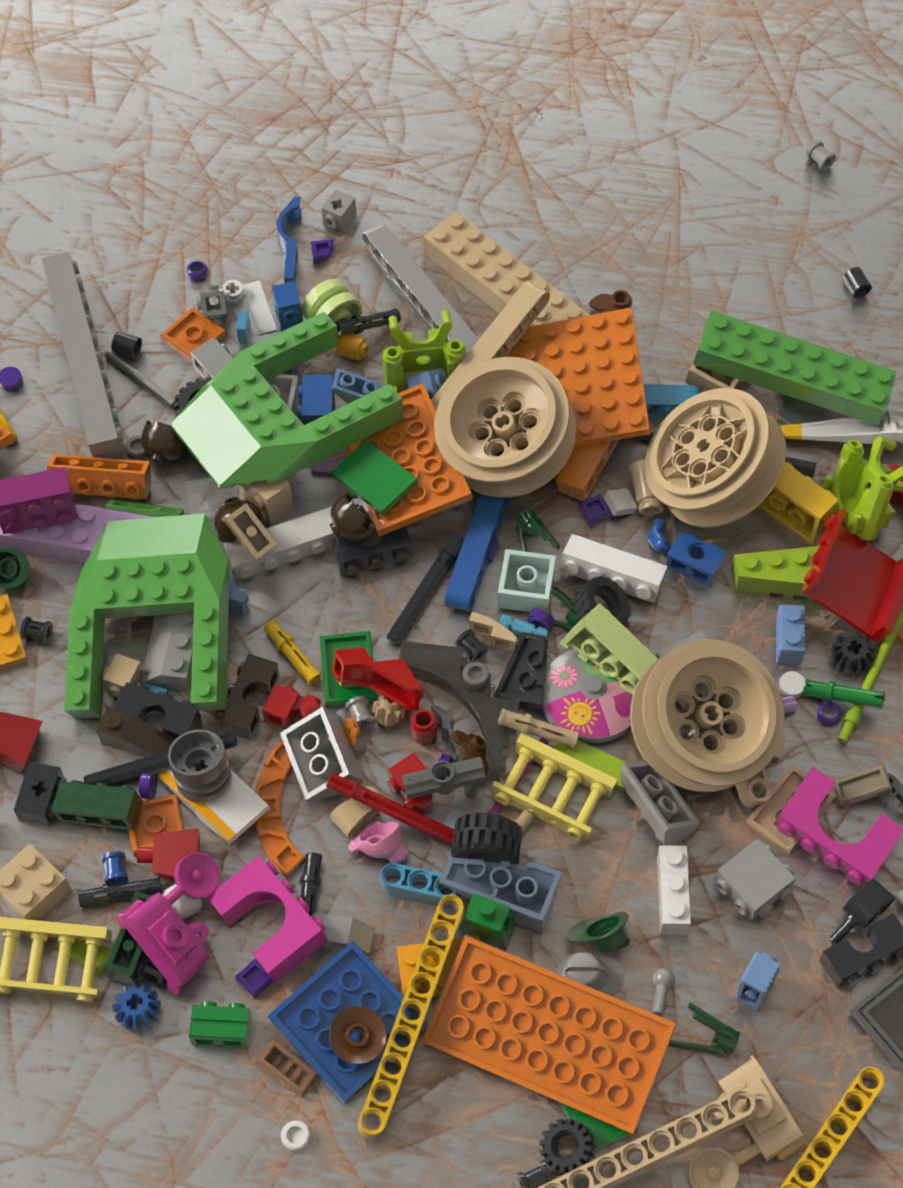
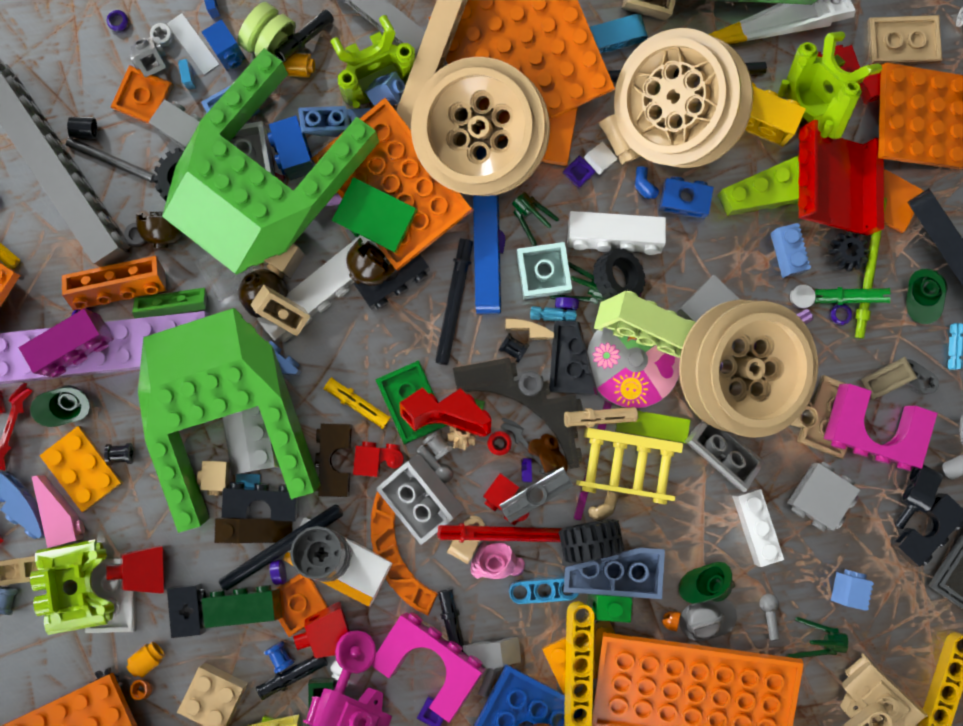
camera: 20 degrees left, 25 degrees up
(351, 730) = (439, 468): orange plant -> none
(549, 960) = (671, 620): none -> orange hinge

